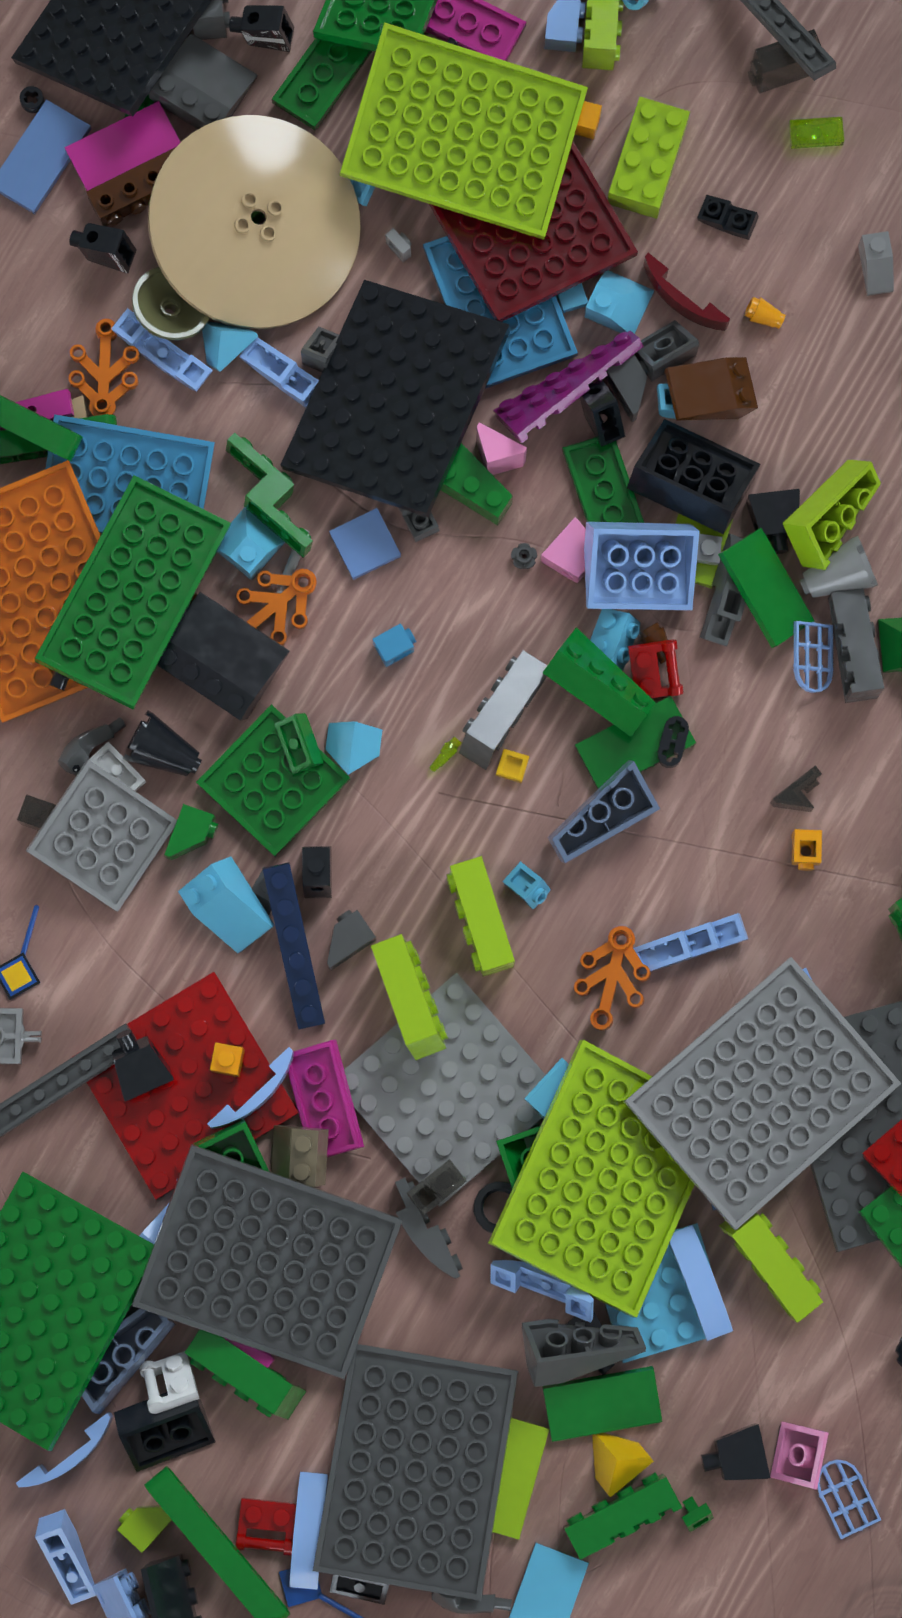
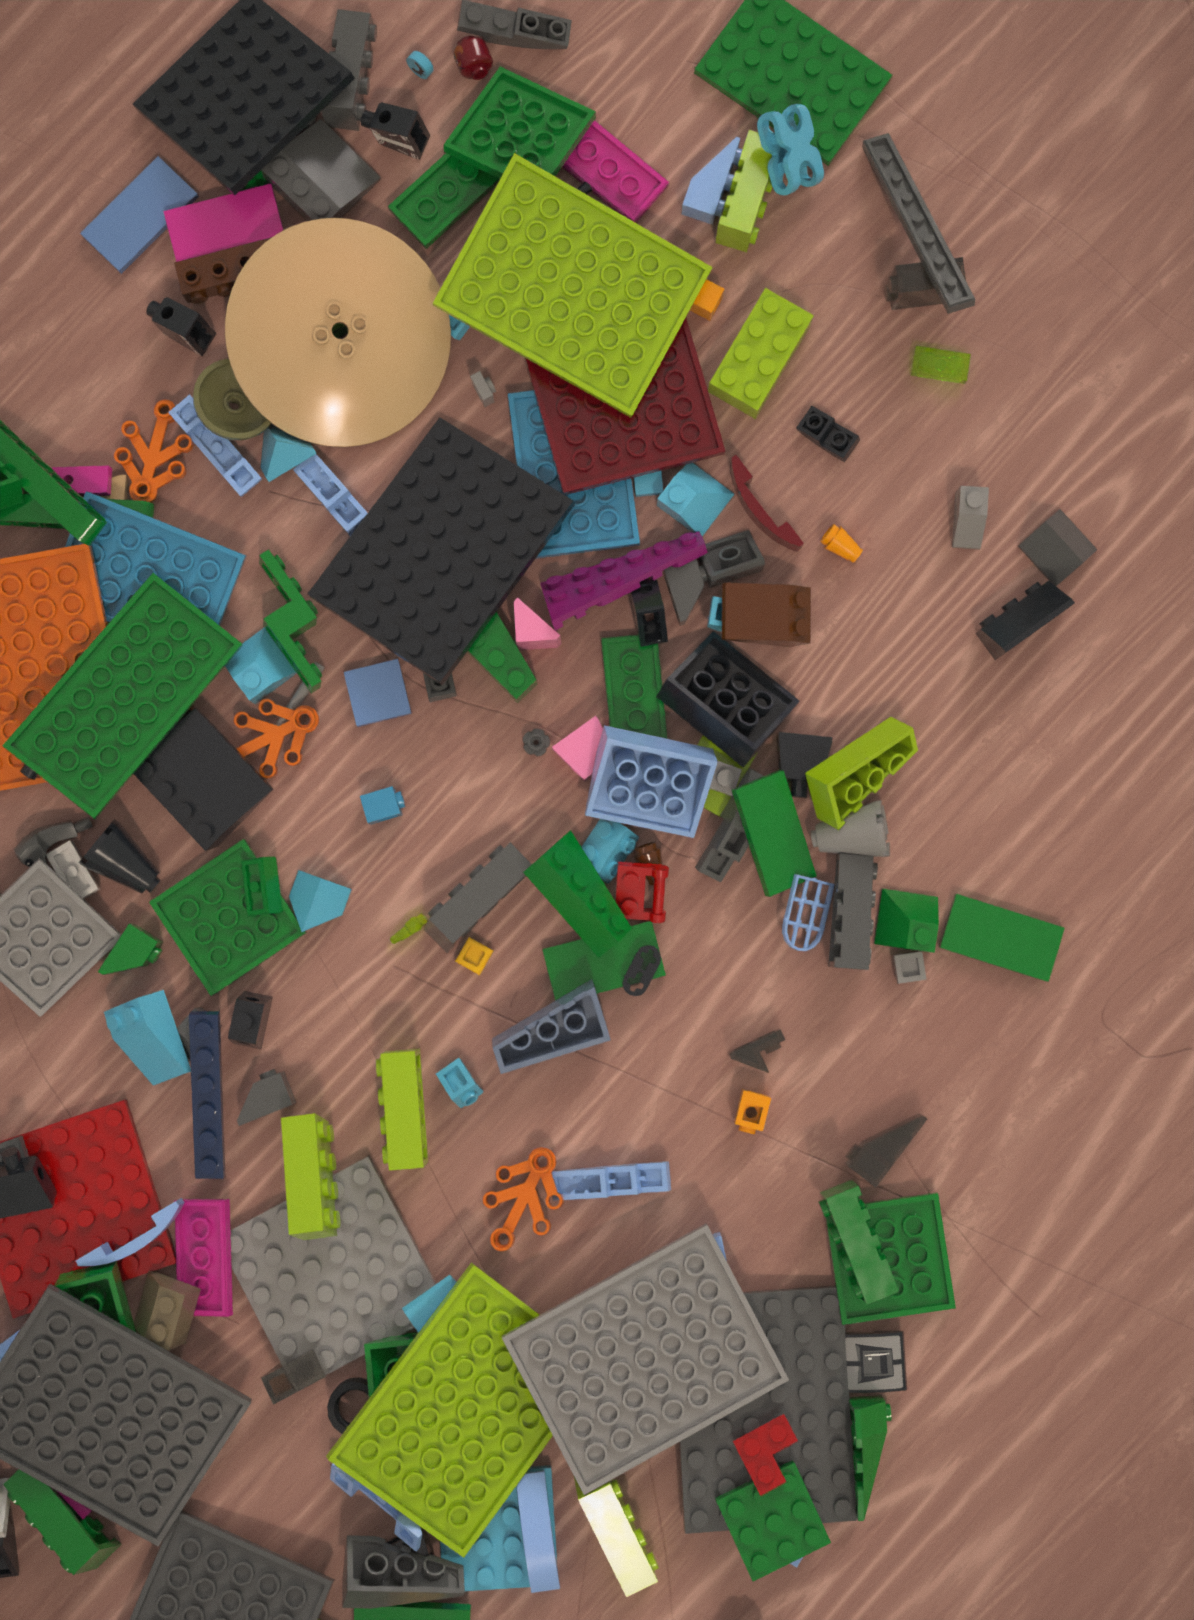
camera: 15 degrees right, 5 degrees up
(33, 92) = (135, 151): black bush -> none
(227, 1059) = (112, 1198): light orange brick -> none
(319, 349) = (376, 479): dark grey slope -> none
(430, 1241) = (276, 1424): dark grey slope -> none

